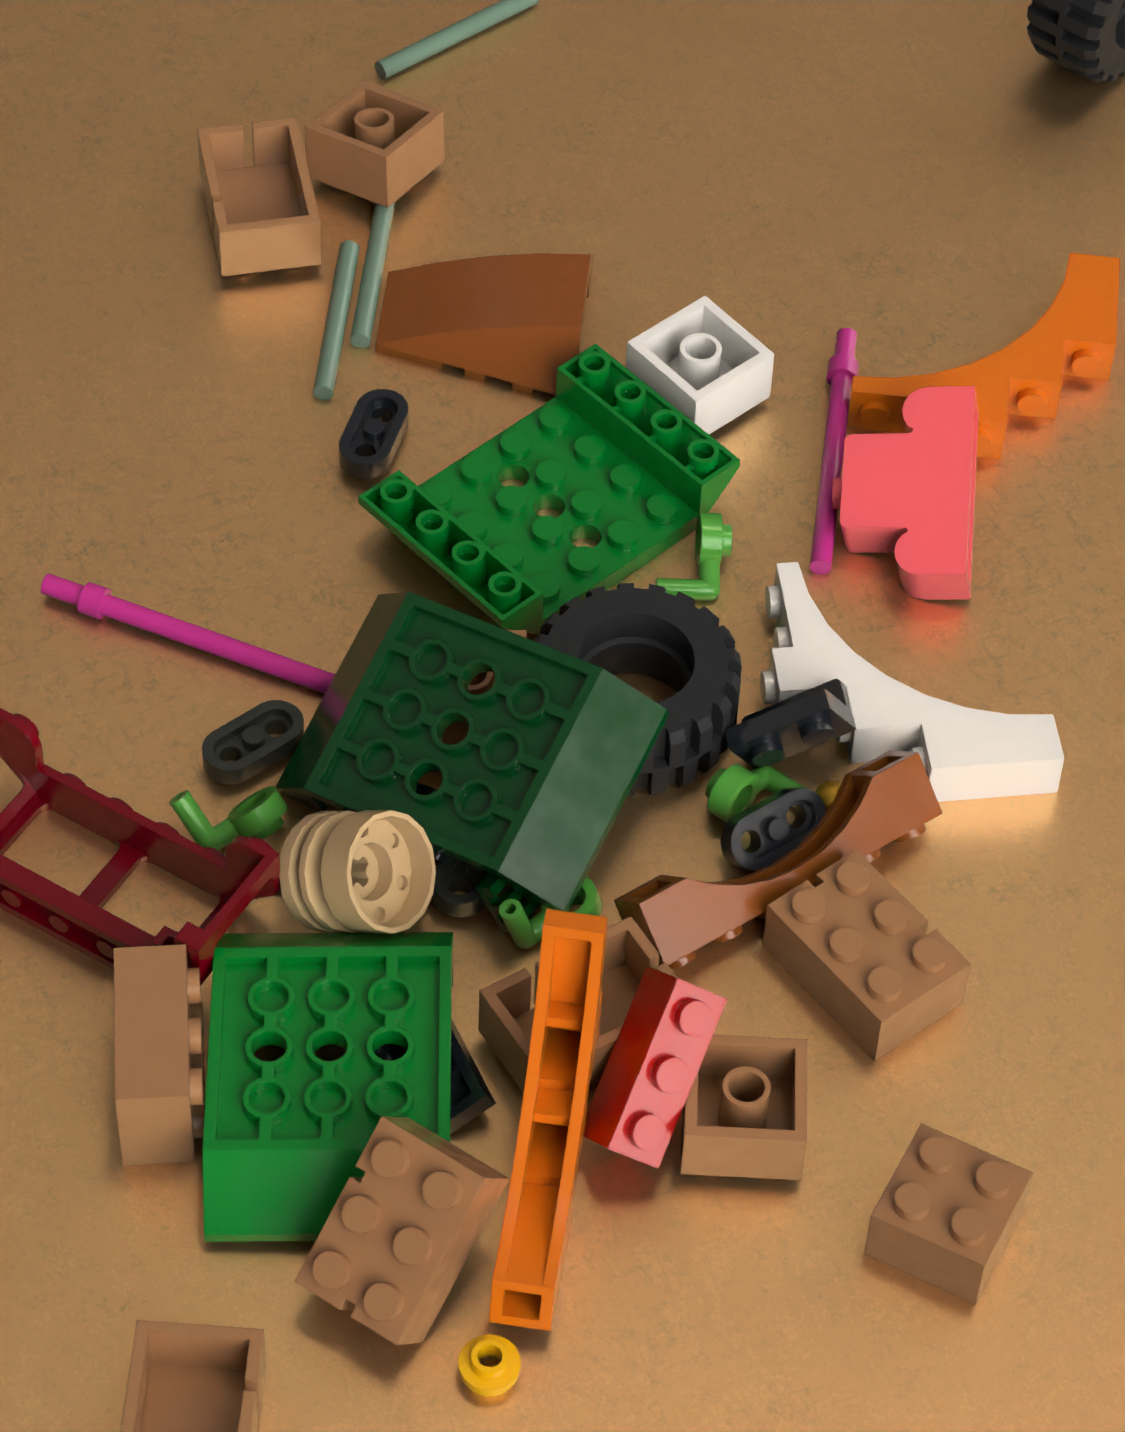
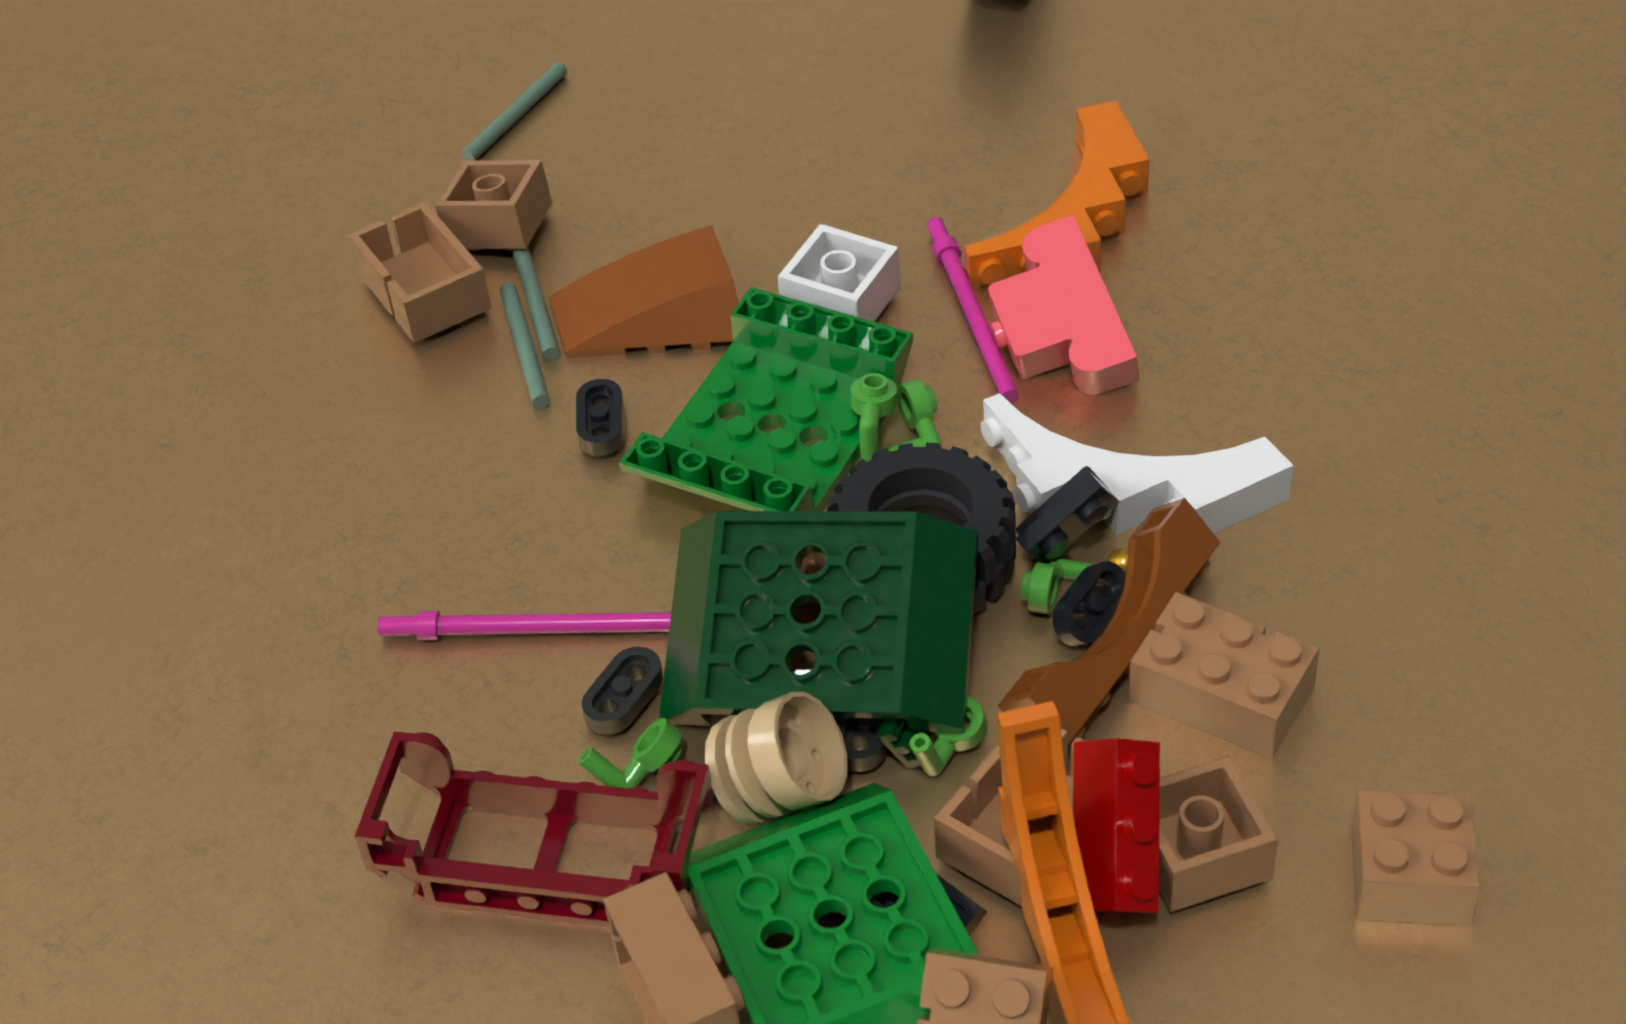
camera: 15 degrees left, 5 degrees down
(660, 518) = (872, 398): none -> bright green plate

